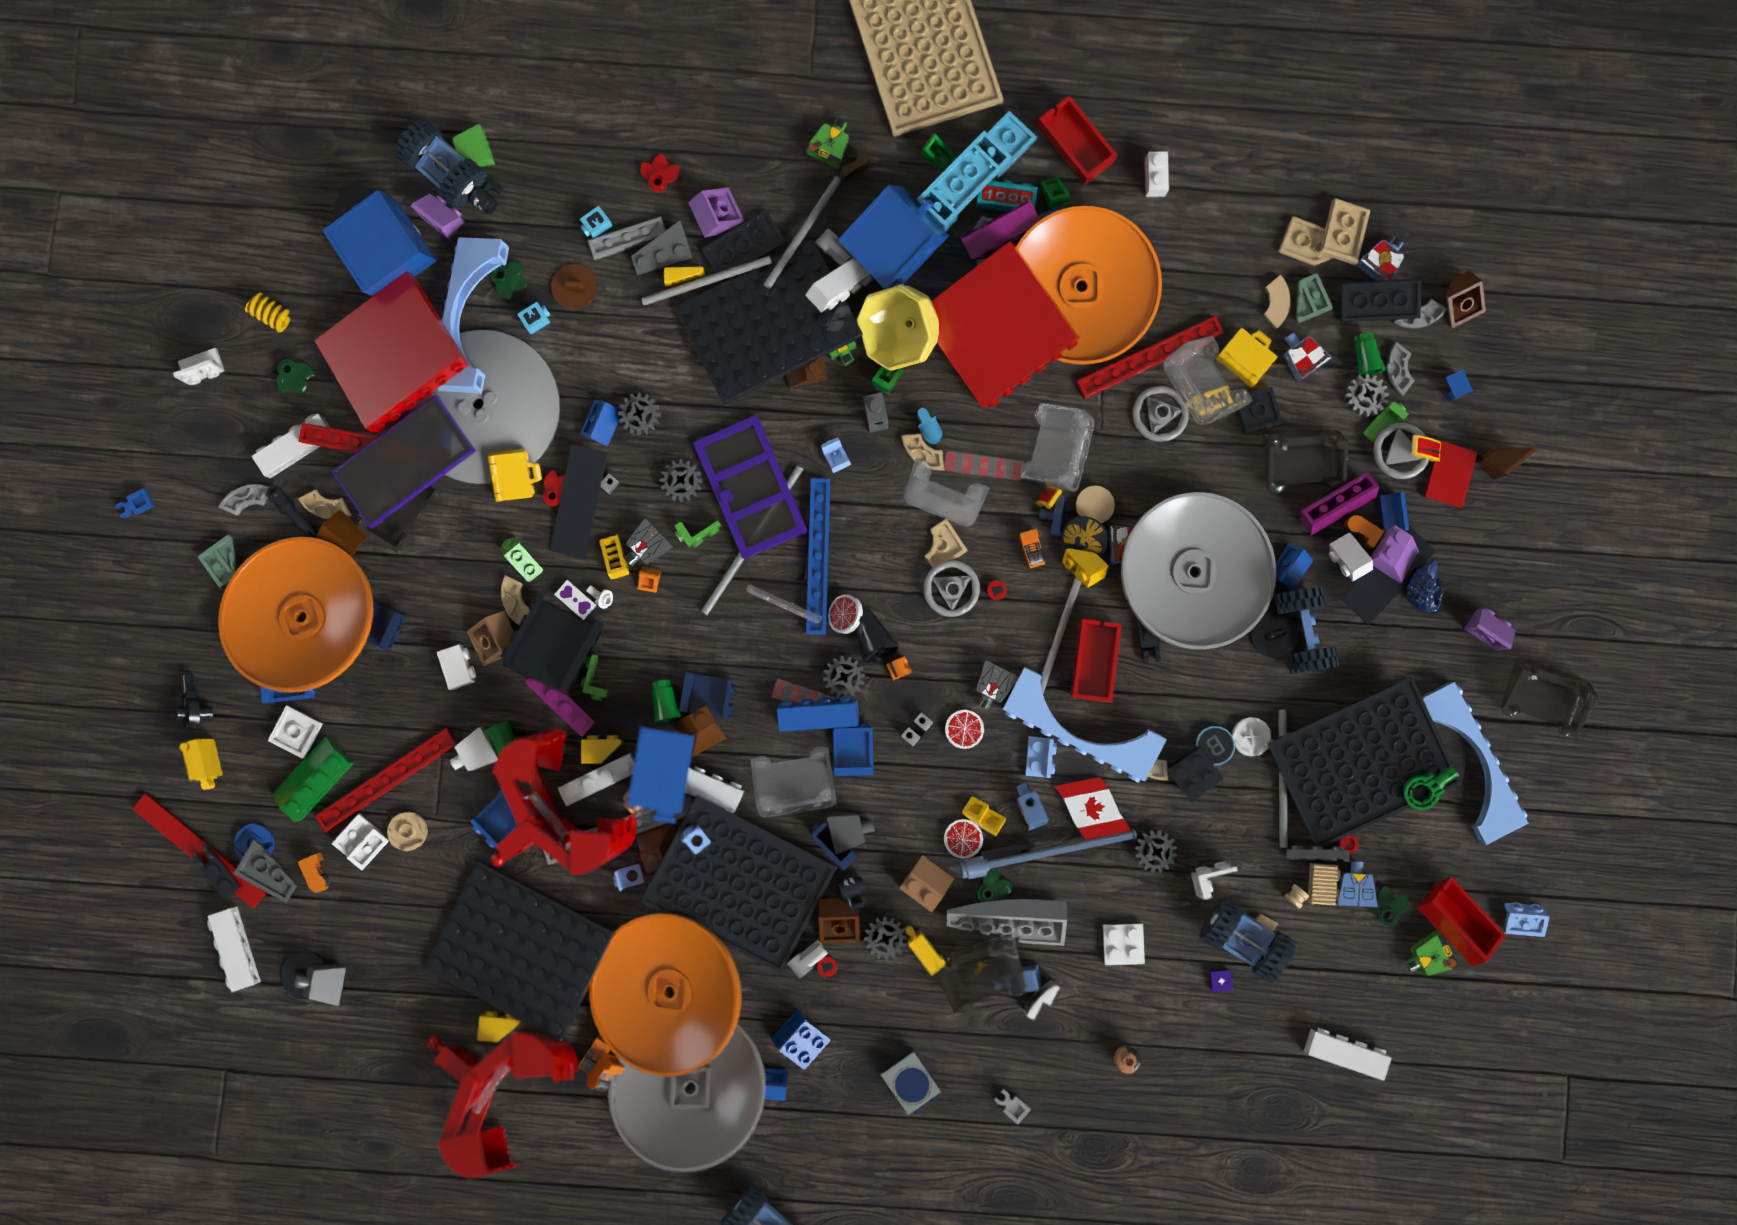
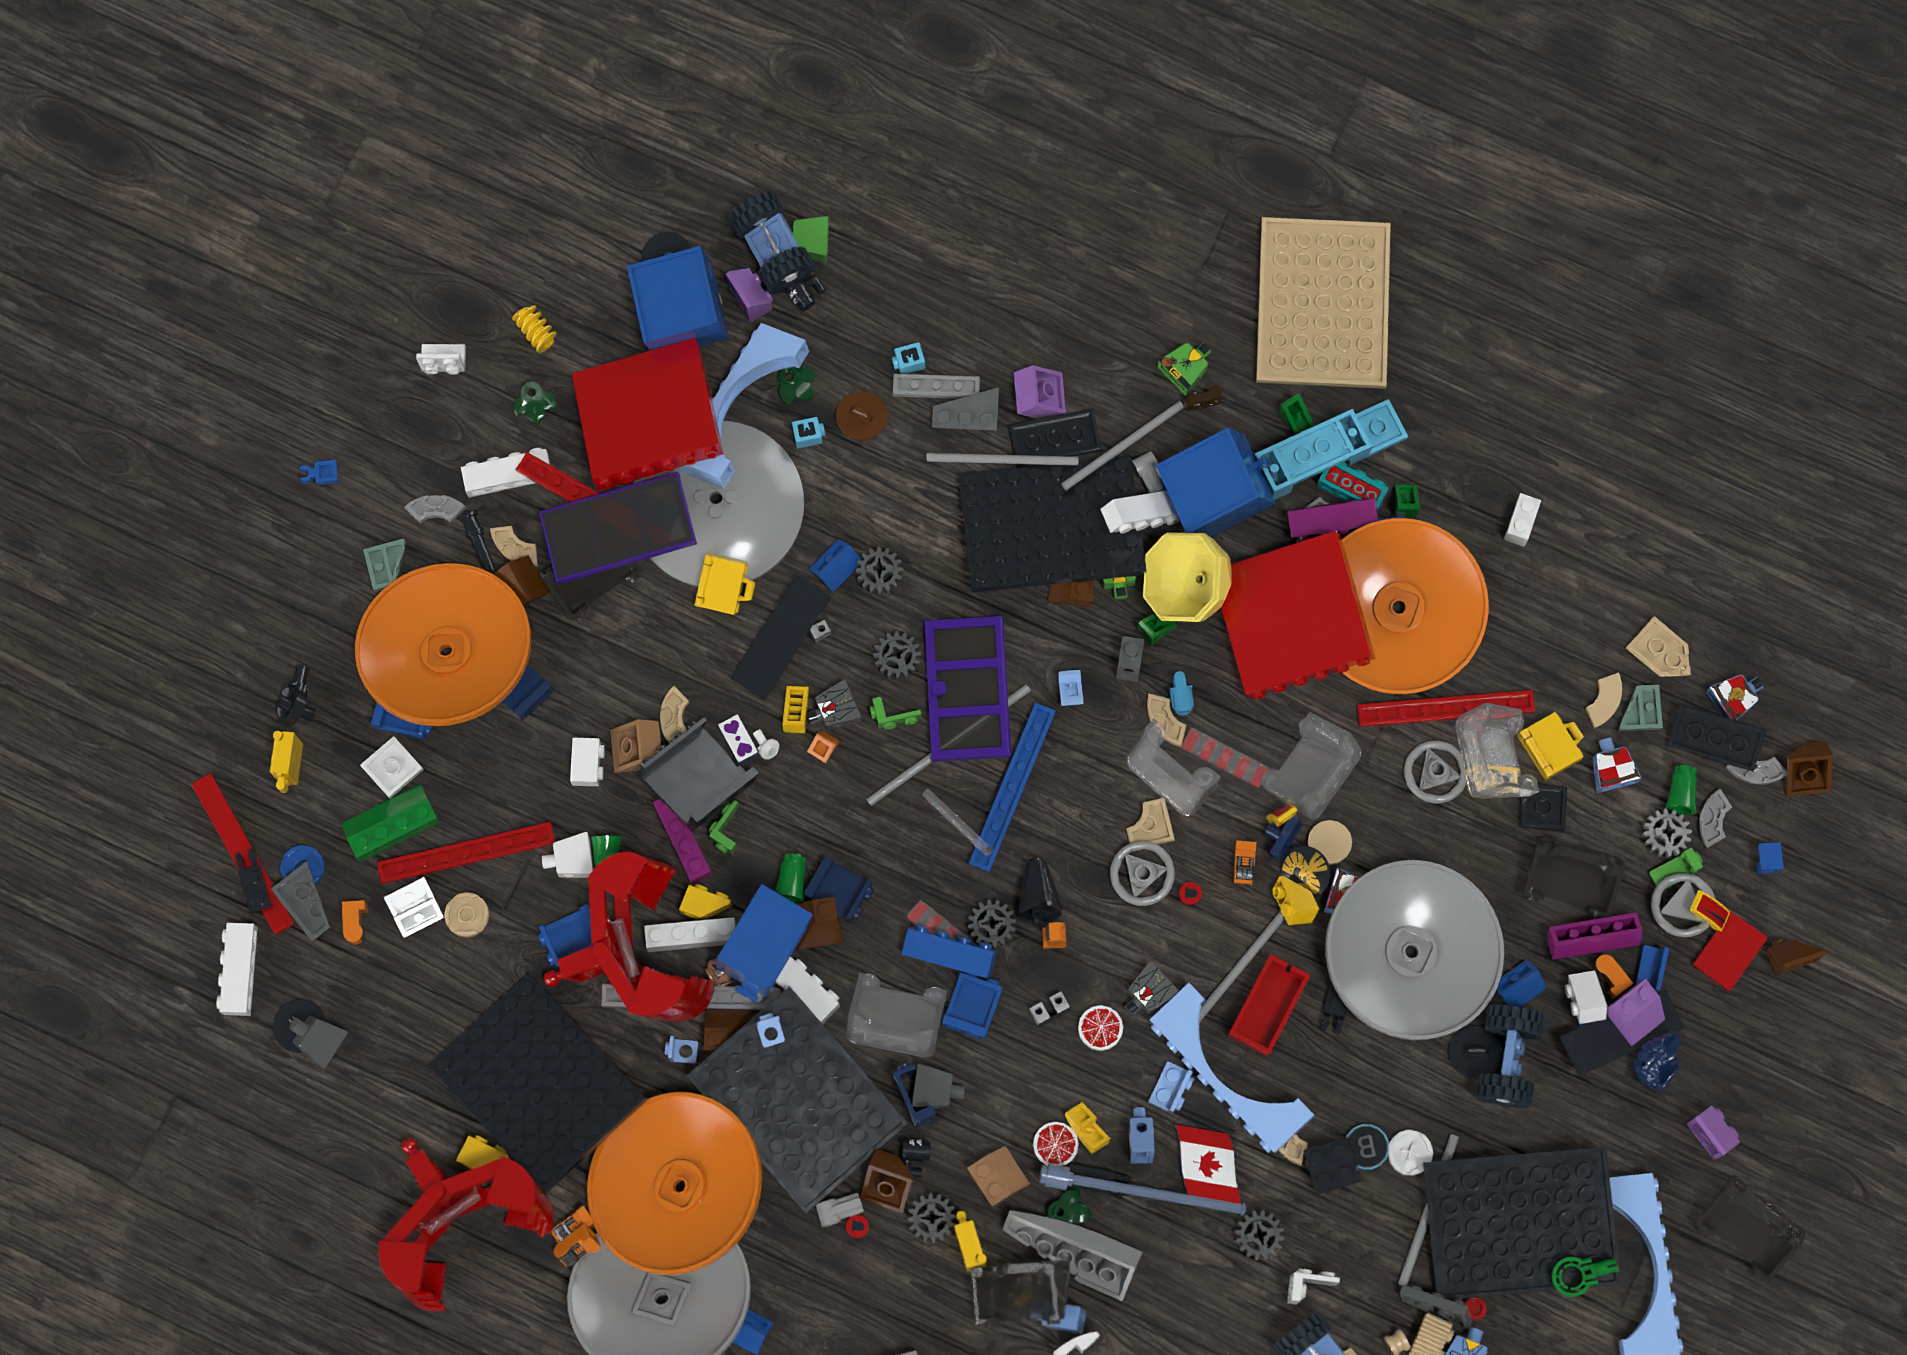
camera: 25 degrees right, 10 degrees down
(520, 559) = (697, 675): bracket -> none
(553, 484) = (761, 611): red plate -> none
(660, 171) = (995, 329): red plate -> none
(677, 275) = (977, 443): yellow slope -> none
(799, 1040) = (799, 1294): bracket -> none
(845, 614) = (1018, 857): tile -> none
(1076, 140) = (1449, 454): red piece -> none
(1123, 944) = (1188, 1324): white plate -> none
(1344, 231) = (1704, 652): tan tile -> none

